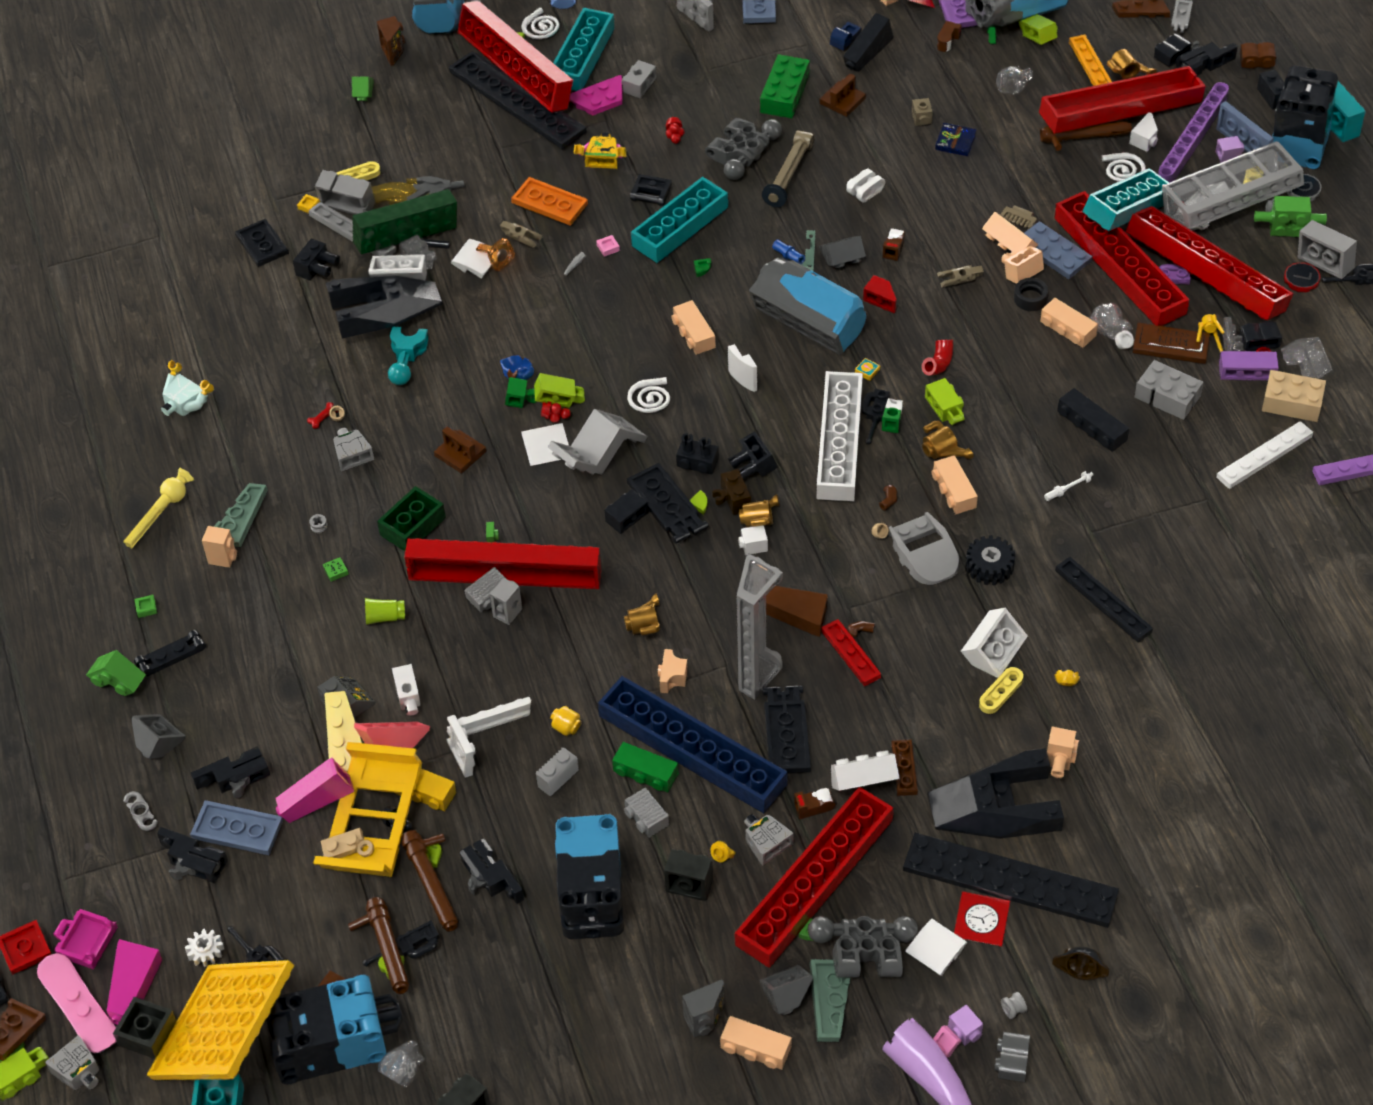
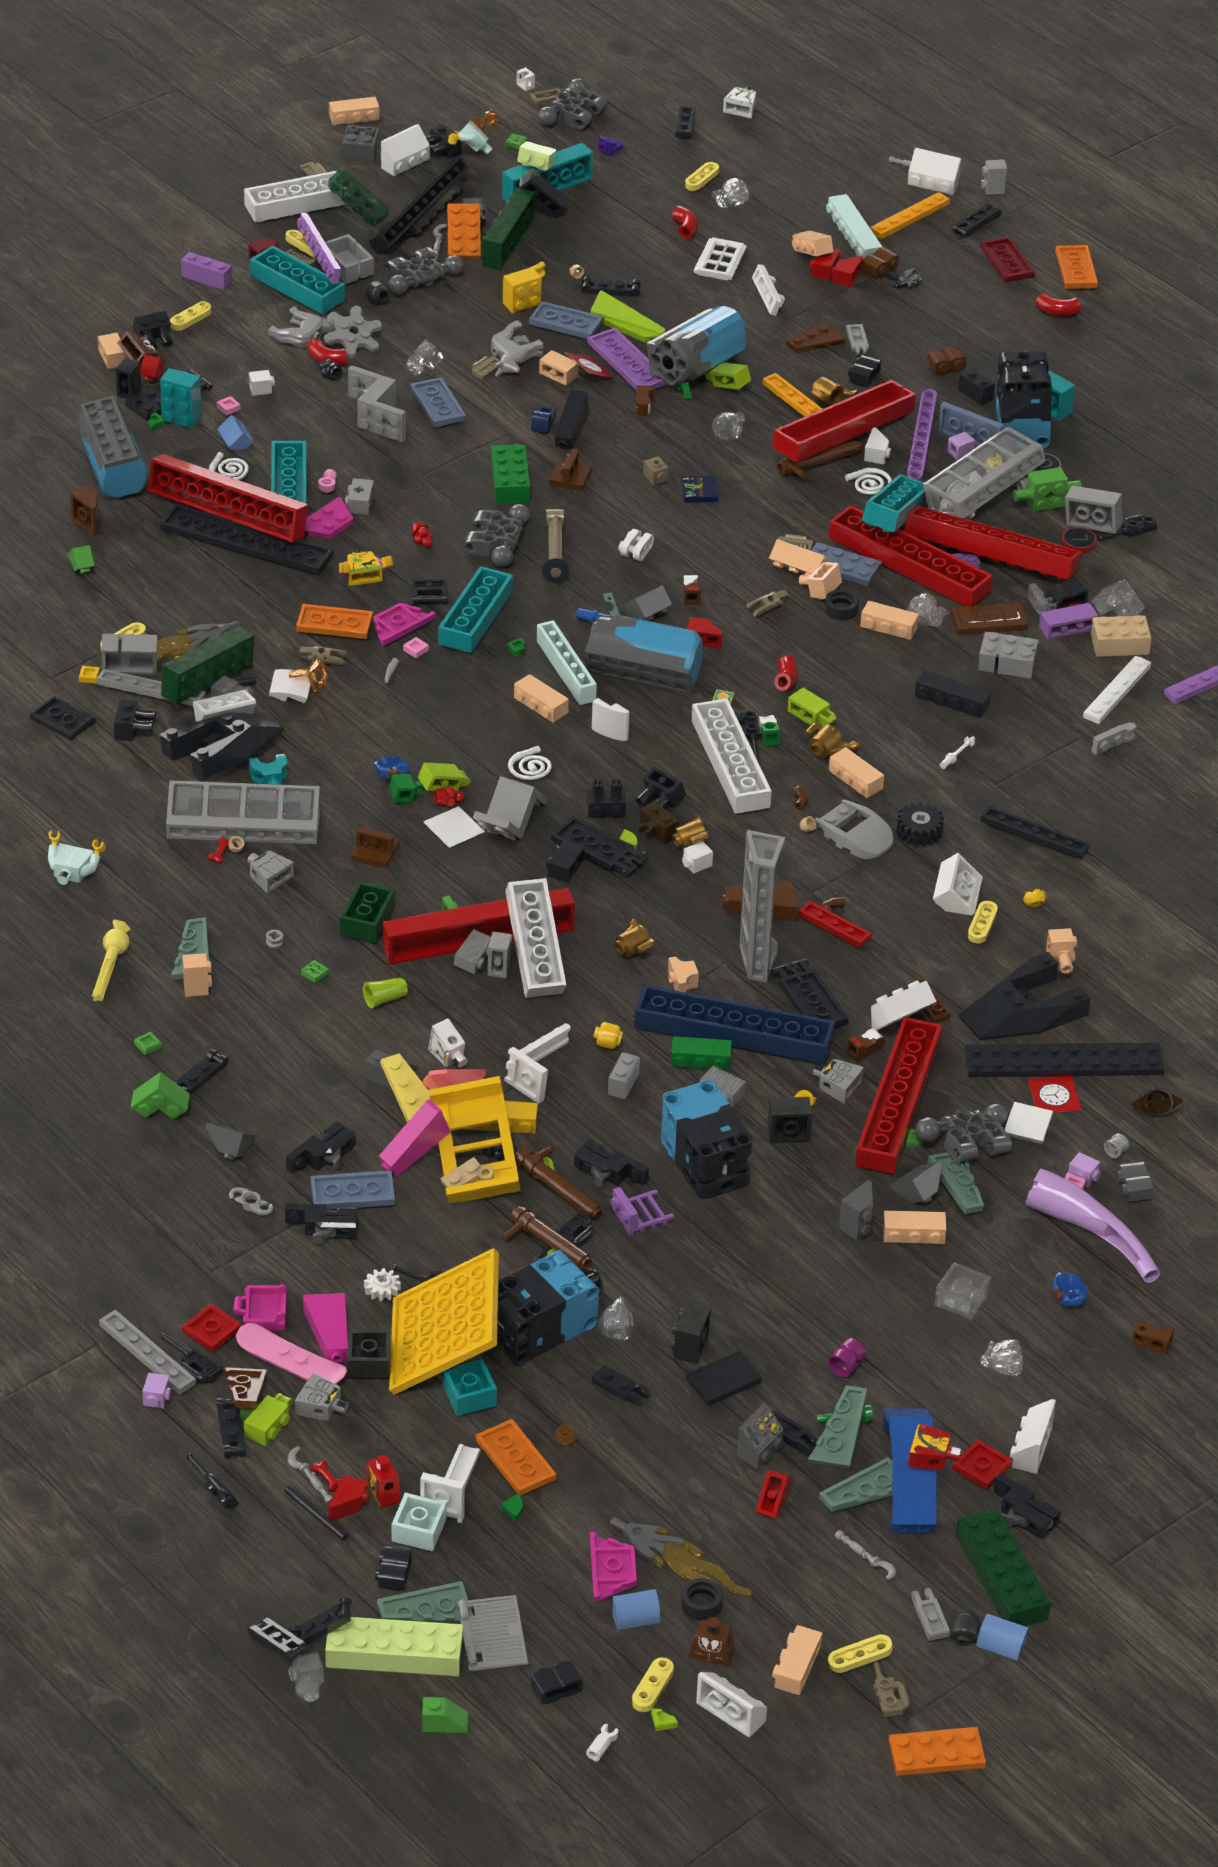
camera: 25 degrees left, 10 degrees down
(357, 383) = (244, 811): none -> window
(480, 935) = (628, 1215): none -> medium lavender plate
(540, 595) = (535, 938): none -> white brick
(607, 214) = (399, 621): none -> dark pink wing
(616, 59) = (327, 482): none -> bright pink plate
(734, 296) = (566, 662): none -> light aqua brick
(1124, 340) = (946, 624): white tile -> none
(1206, 56) = (901, 369): black plate -> none
(1210, 324) = (1017, 595): yellow plant -> none
(1234, 509) = (1113, 737): none -> light grey hinge

